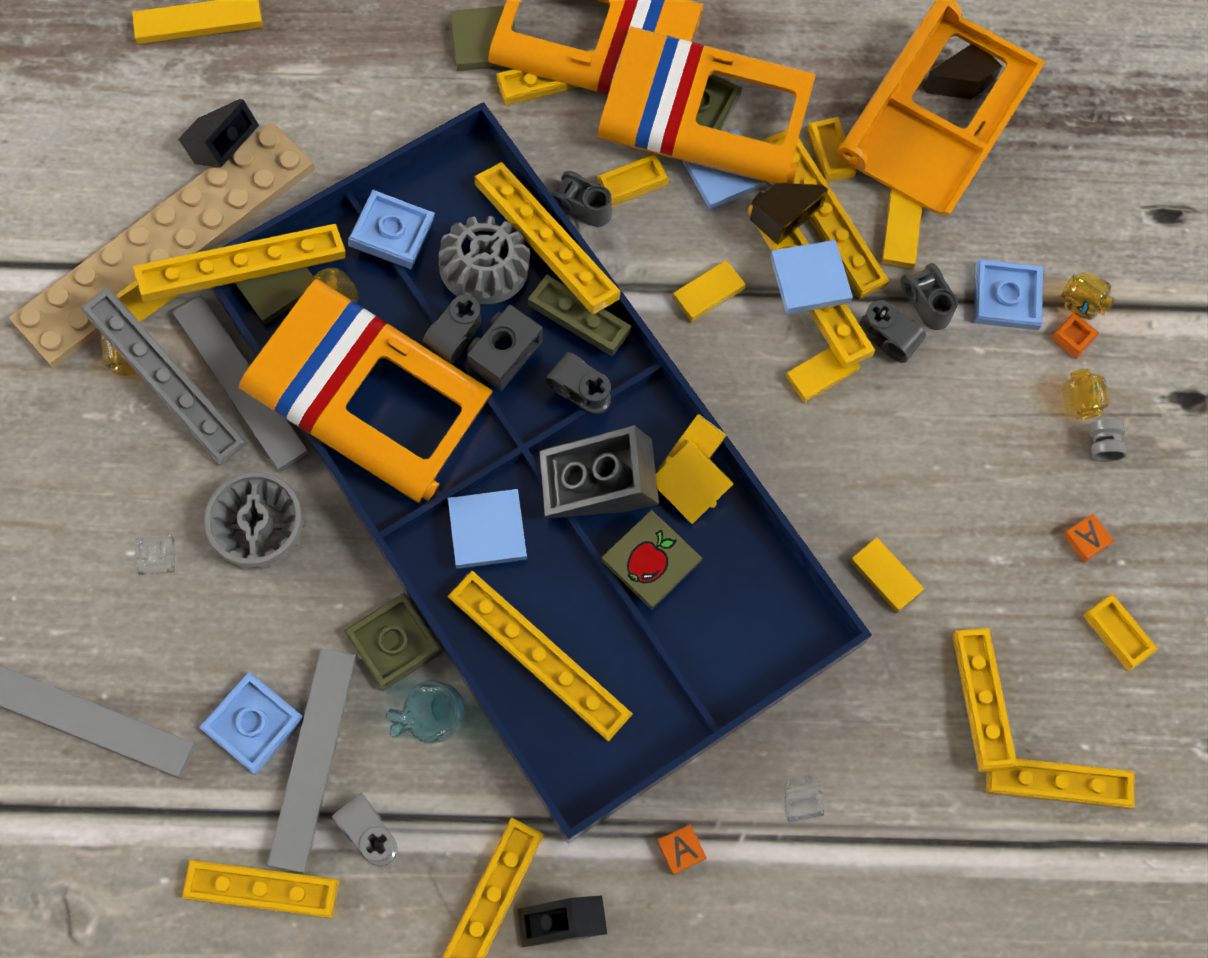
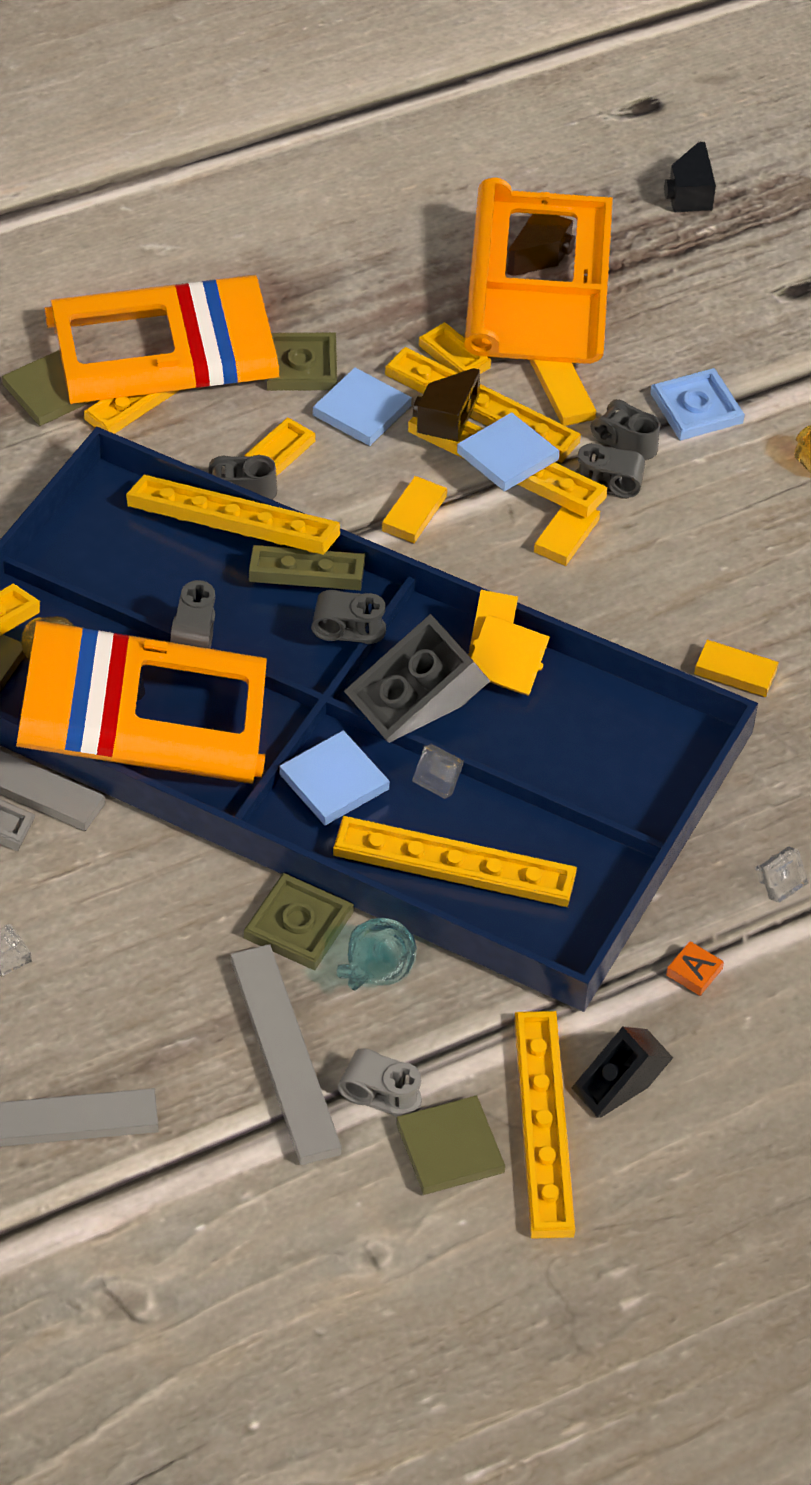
camera: 25 degrees left, 20 degrees down
(243, 500) = (91, 851): light grey gear -> none
(252, 723) = (201, 1050): light blue tile -> none
(260, 889) = (305, 1185): yellow tile -> none
(391, 229) = (71, 569): light blue tile -> none
(391, 912) = (450, 1145): none -> olive tile
(482, 270) = (181, 562): light grey gear -> none
(501, 365) = (254, 615): dark grey brick -> none
(570, 567) = (438, 771): none -> clear tile
(651, 559) = (511, 733): olive tile -> none
(660, 94) = (270, 370): light orange piece -> none
(1074, 335) = (779, 412): orange tile -> none
(1087, 295) = (770, 373): clear yellow head -> none
(1134, 66) = (691, 181): none -> black slope

